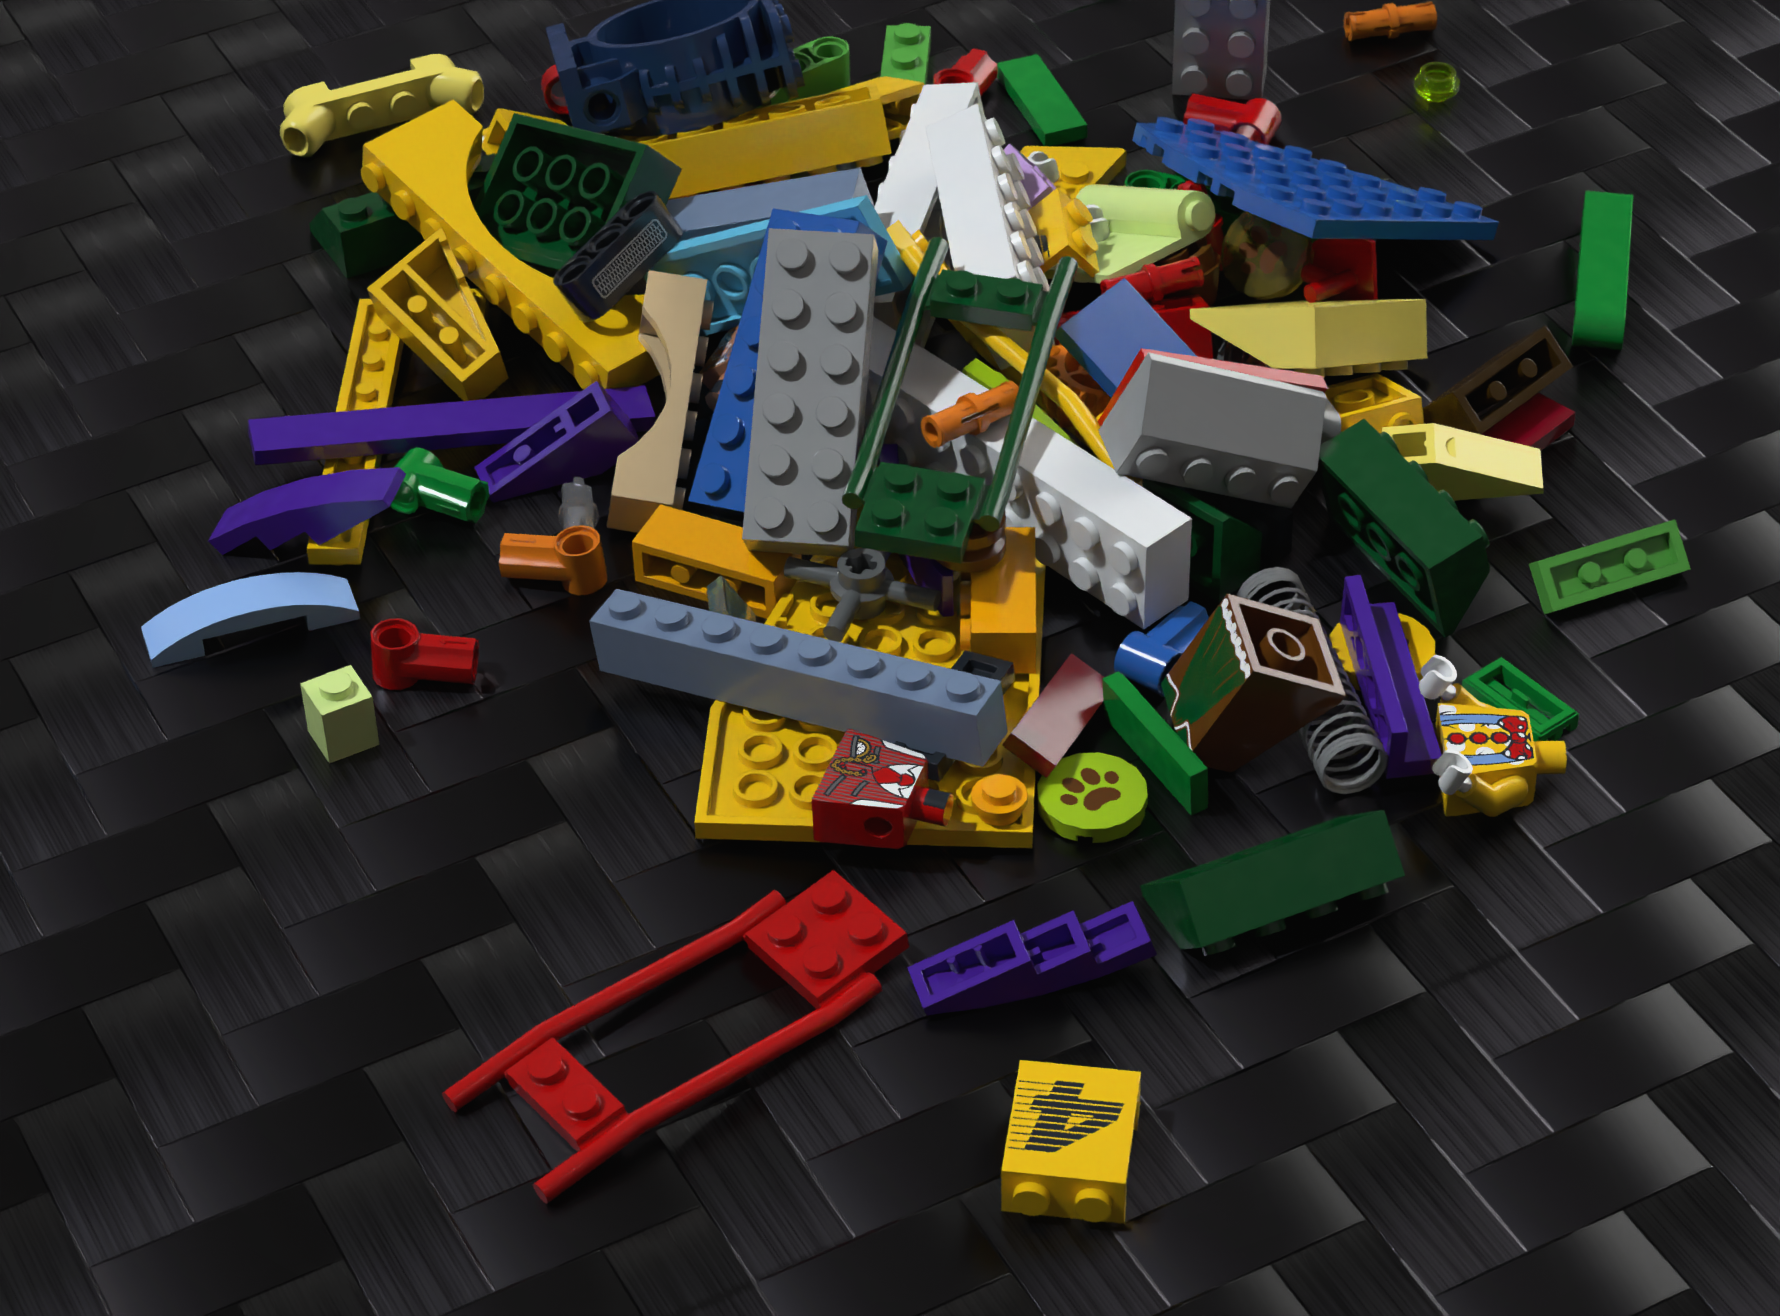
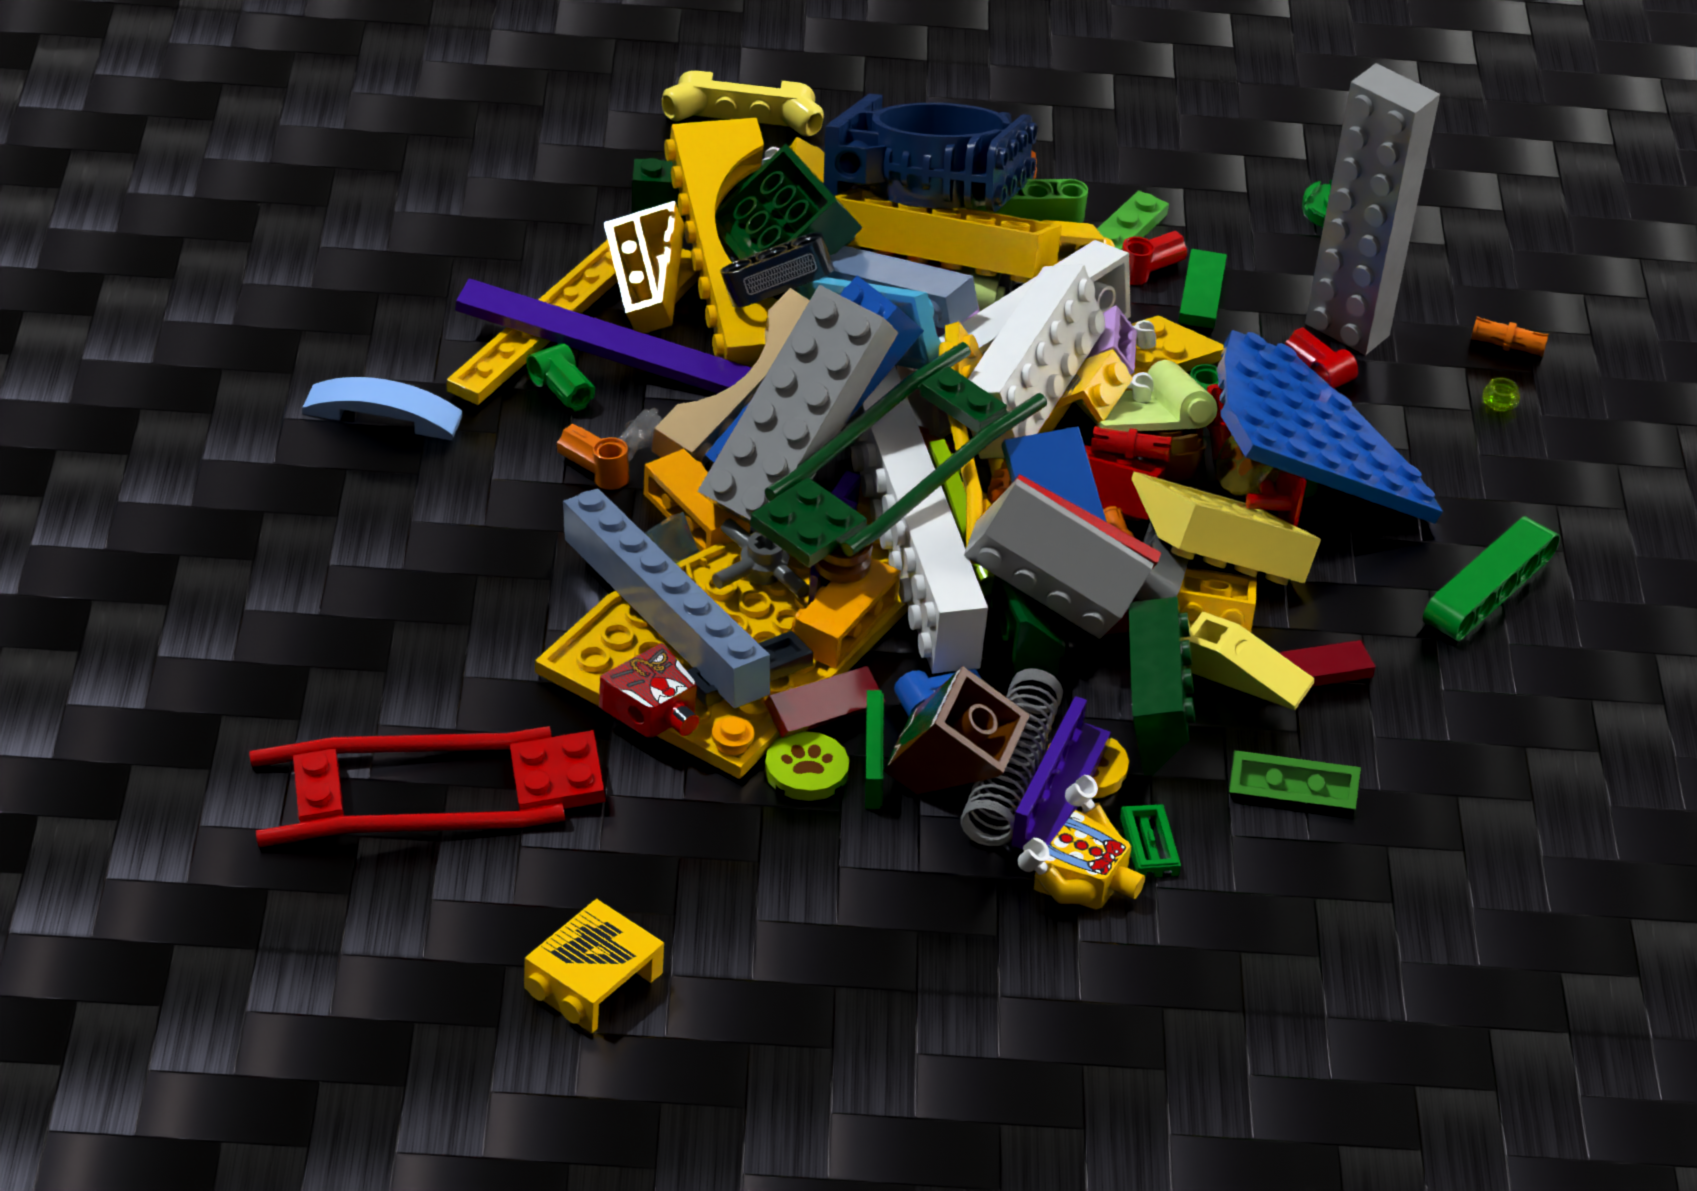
camera: 25 degrees right, 0 degrees up
(313, 505) = (463, 351): dark purple slope -> none
(340, 714) = (378, 492): yellowish green brick -> none
(405, 656) = (452, 477): red piece -> none
(570, 442) = (661, 383): dark purple slope -> none
(969, 415) = (871, 472): orange pin -> none
(1016, 966) = (660, 845): dark purple slope -> none
(1275, 881) = (871, 873): dark green slope -> none
(1500, 384) = (1325, 623): dark brown brick -> none

